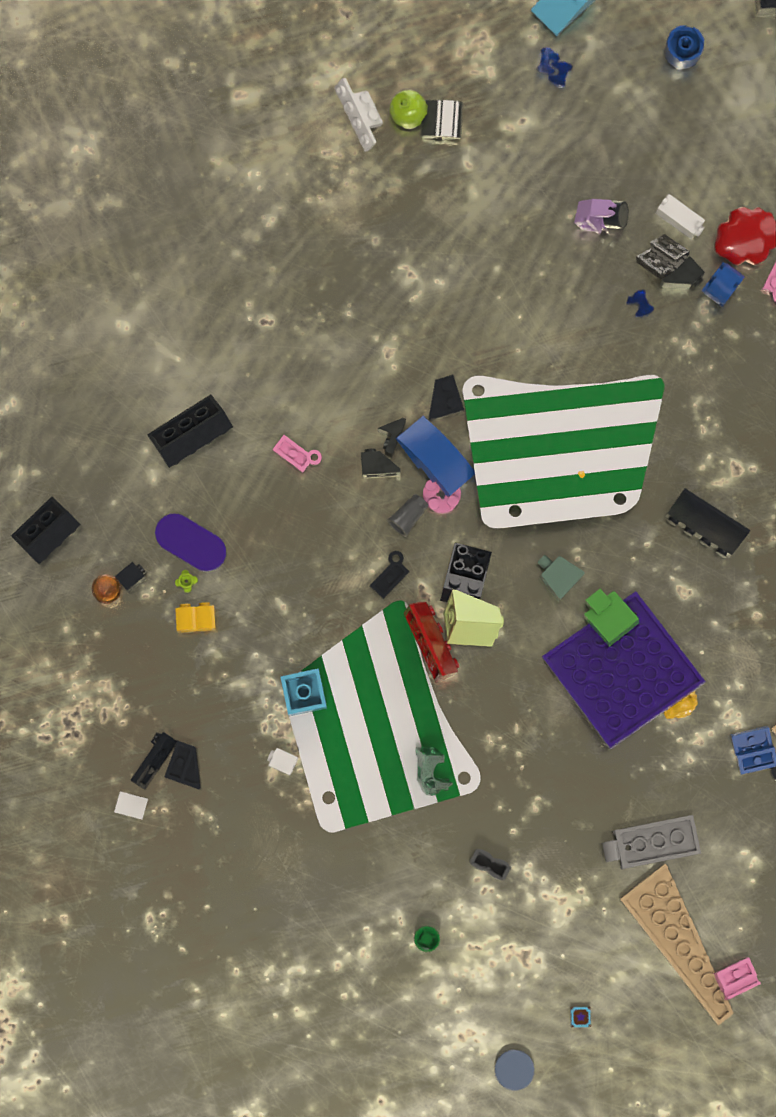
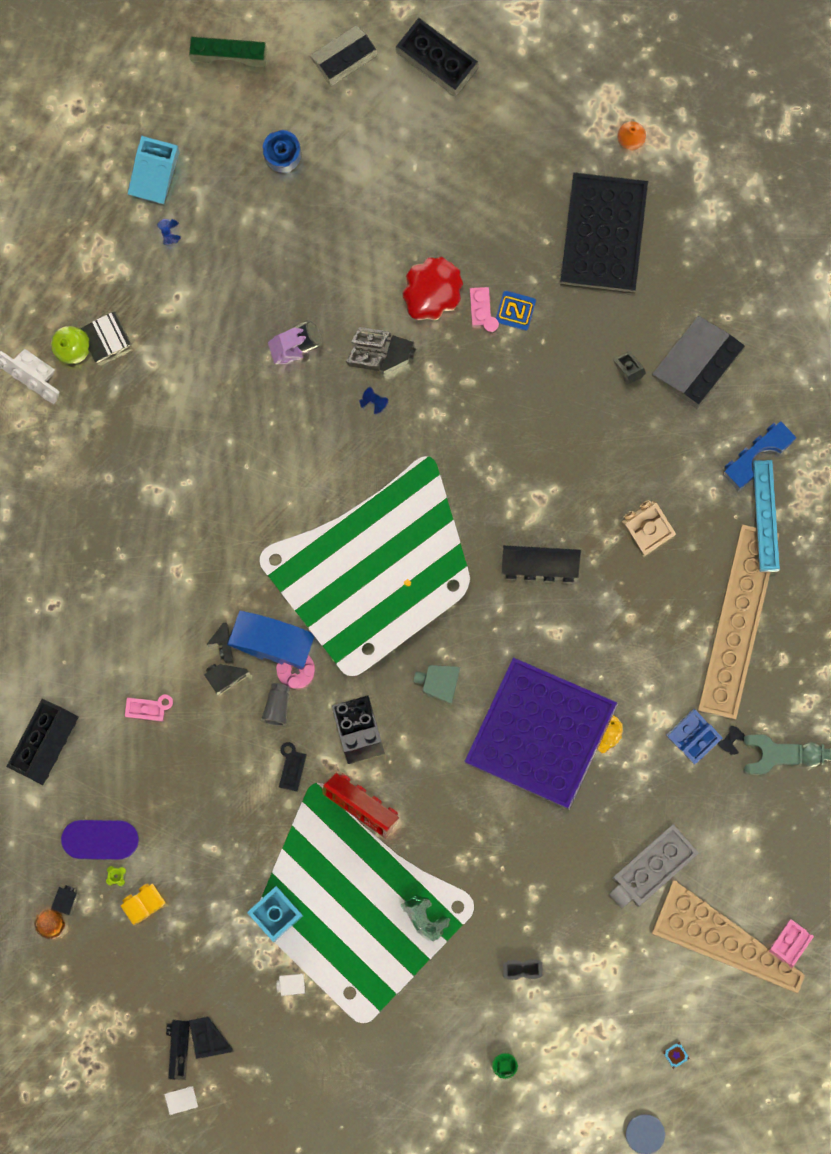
camera: 20 degrees left, 0 degrees up
(445, 399) = (250, 584): black wing -> none
(471, 620) = (385, 766): yellowish green slope -> none
(559, 79) = (188, 241): clear blue piece -> none
(609, 616) = (503, 693): bright green piece -> none
(680, 217) = (364, 304): white brick -> none
(723, 284) = (435, 343): blue brick -> none

